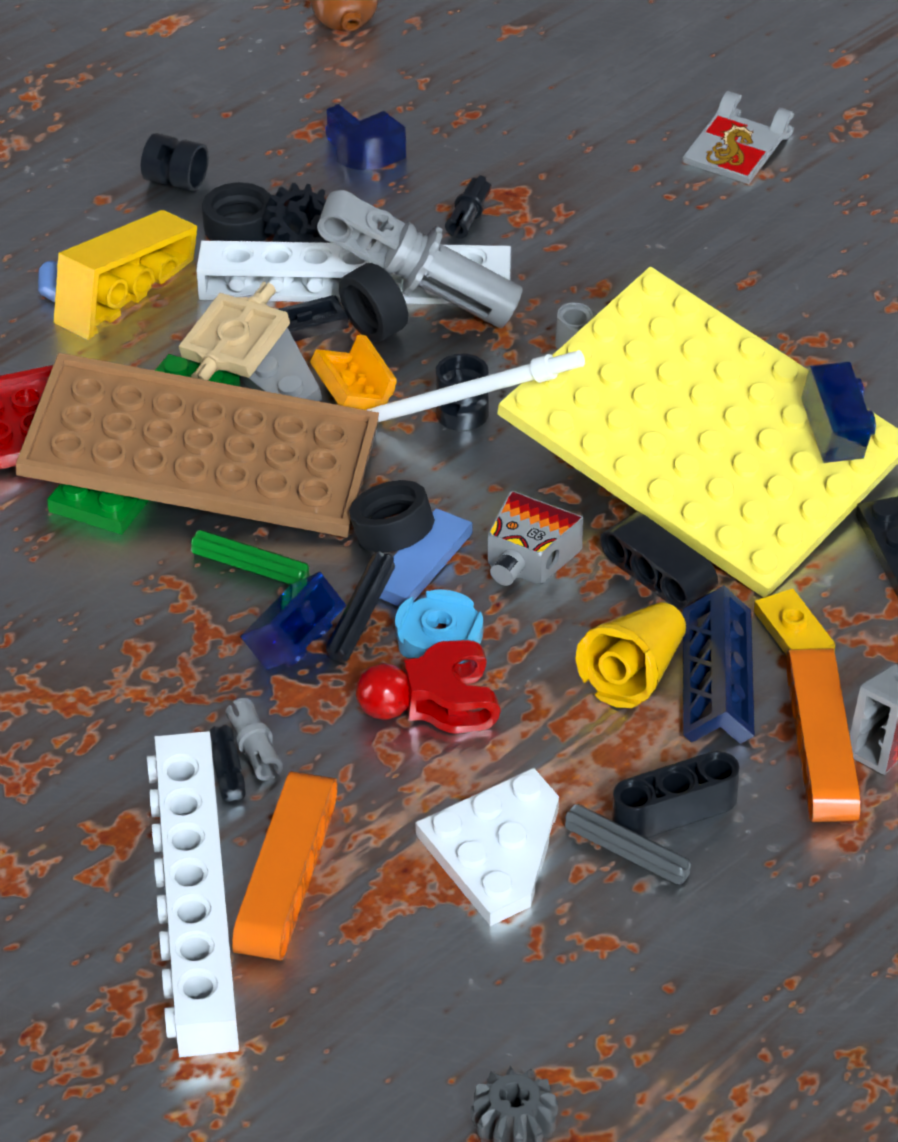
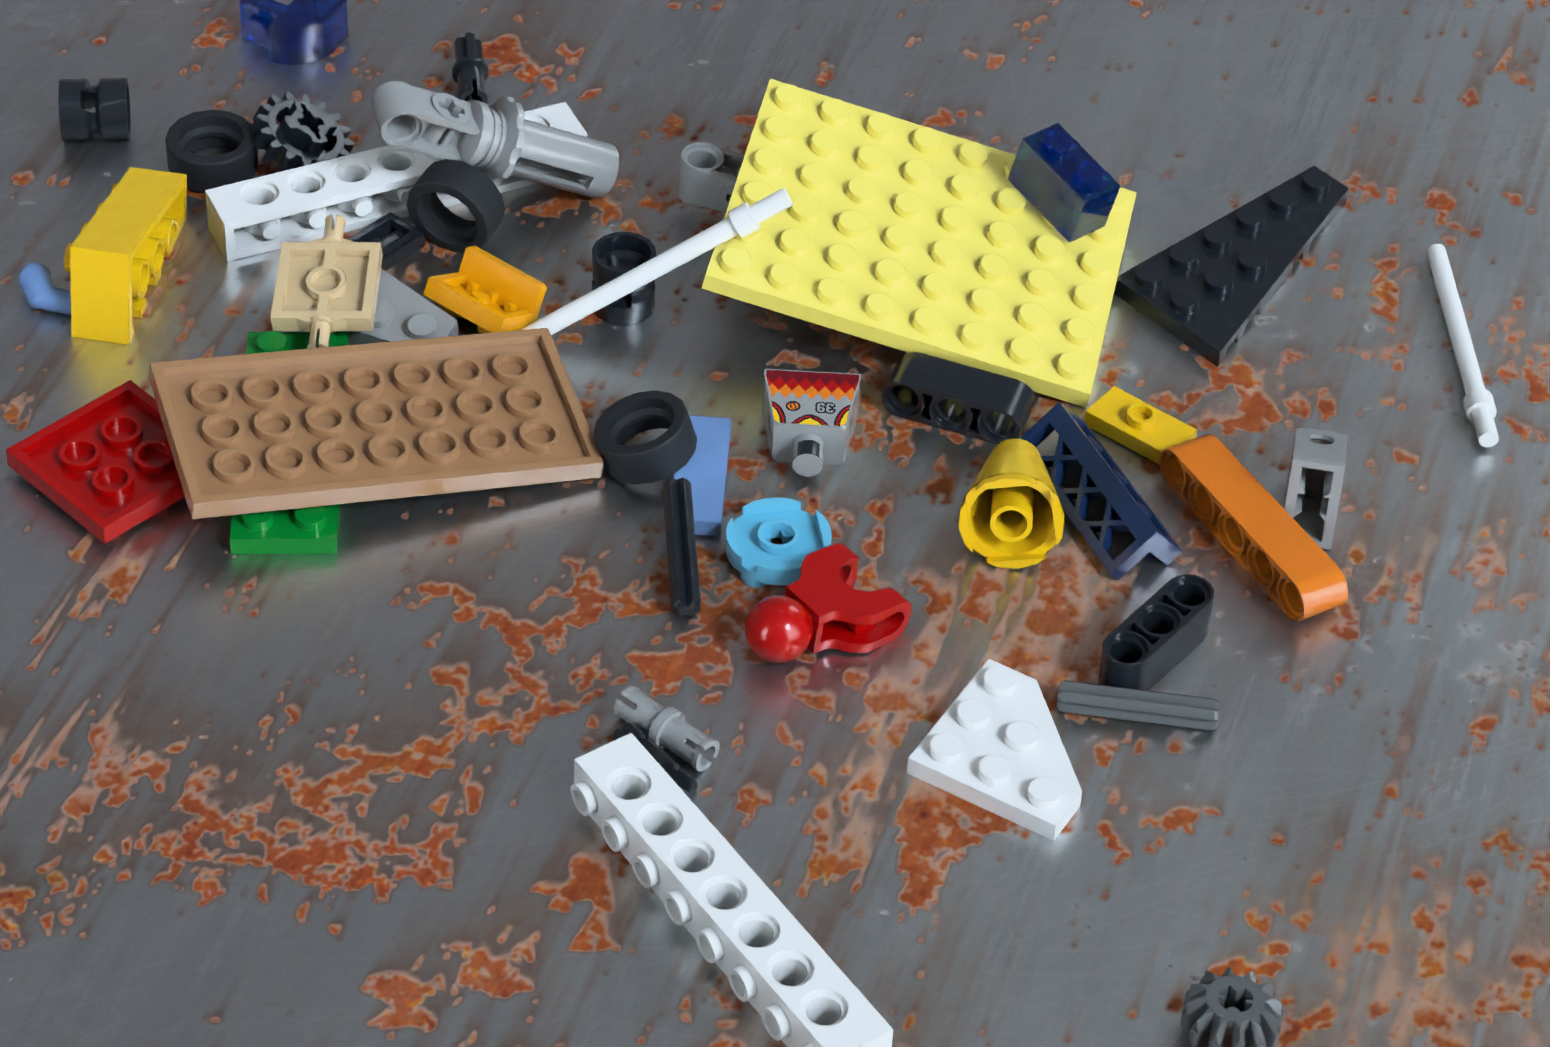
camera: 30 degrees left, 0 degrees up
(248, 558) = (511, 533): green axle -> none
(285, 866) = (806, 848): orange beam -> none
(294, 621) = (626, 584): clear blue brick -> none

